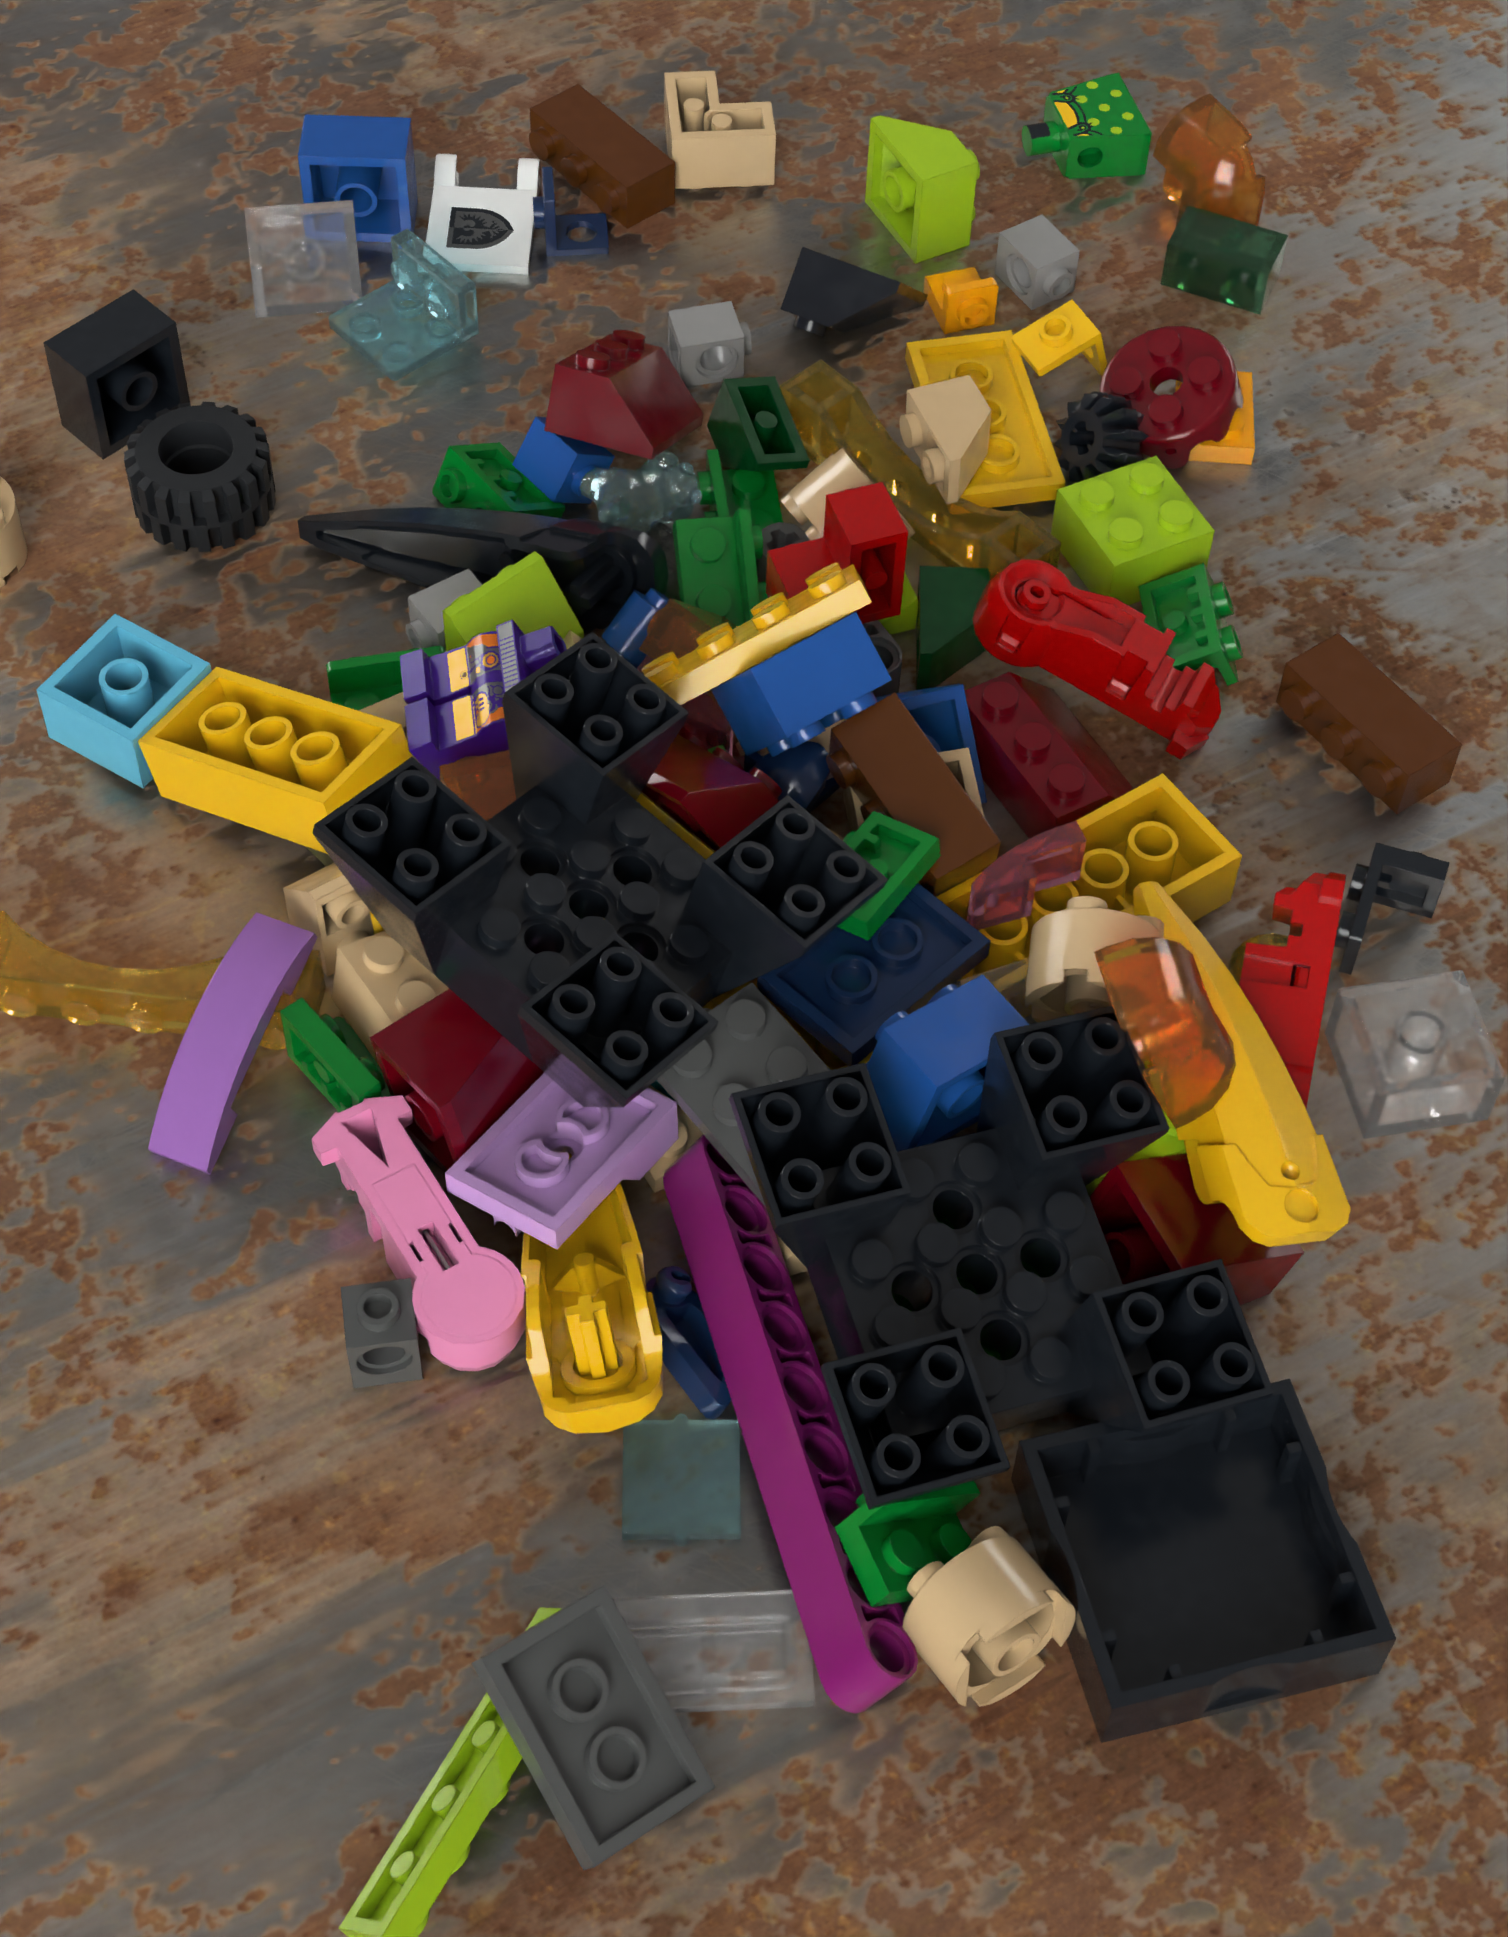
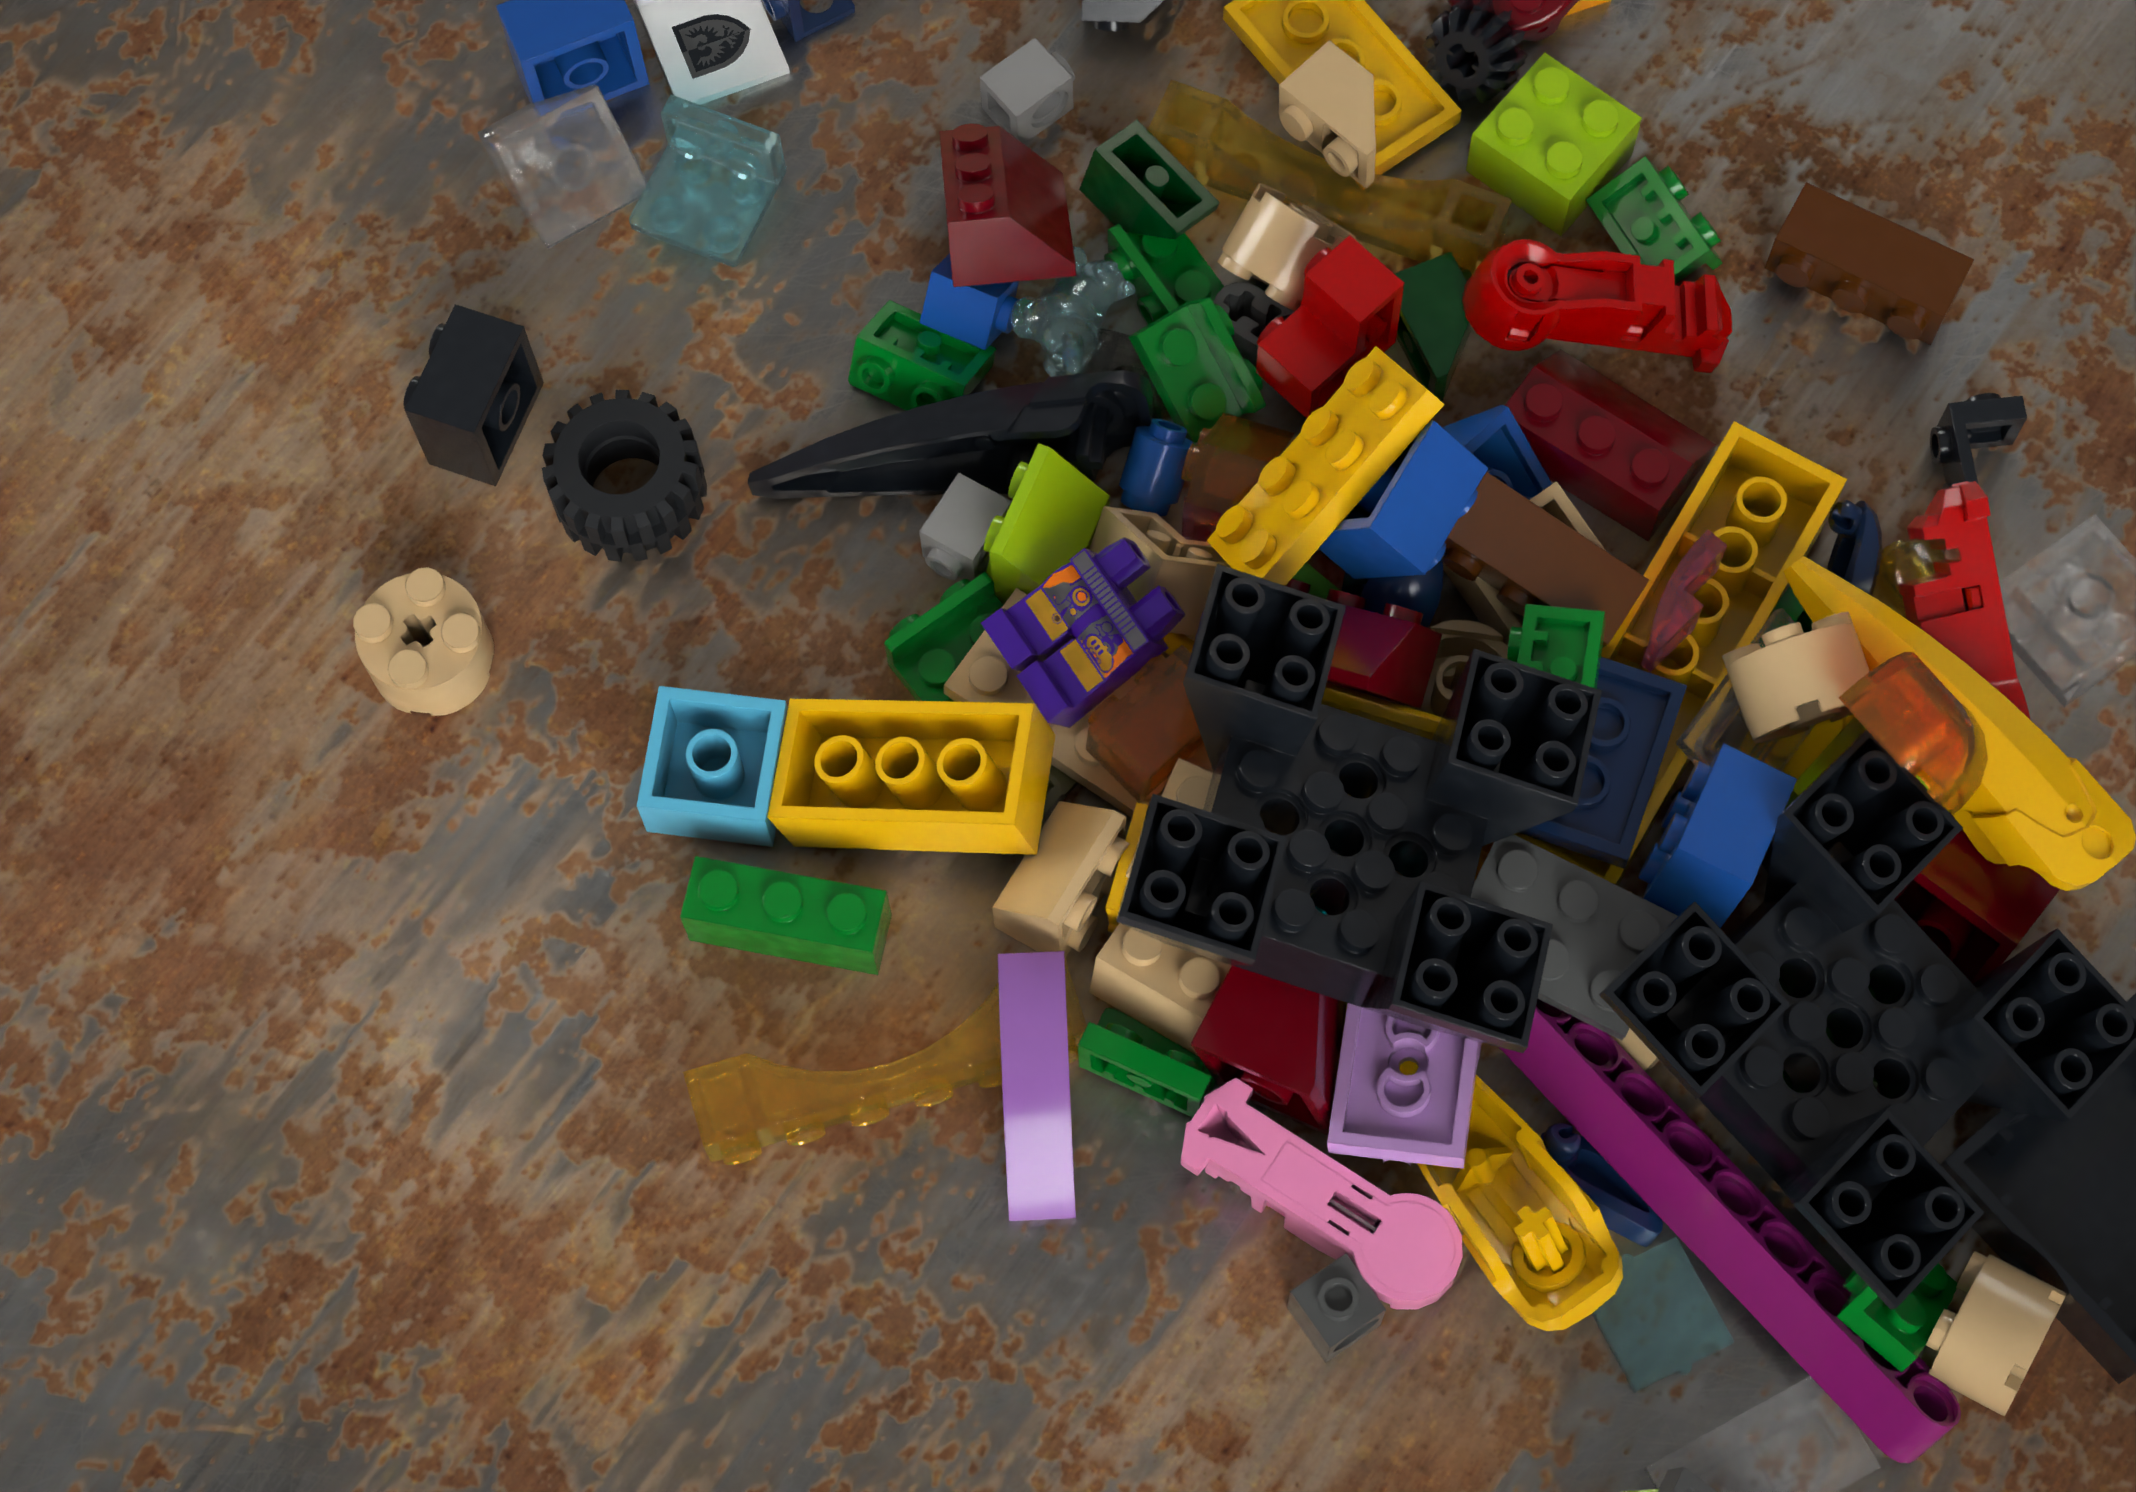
camera: 20 degrees left, 15 degrees up
(114, 833) = (786, 915): none -> green brick
(1237, 920) = (1857, 545): none -> dark blue arm

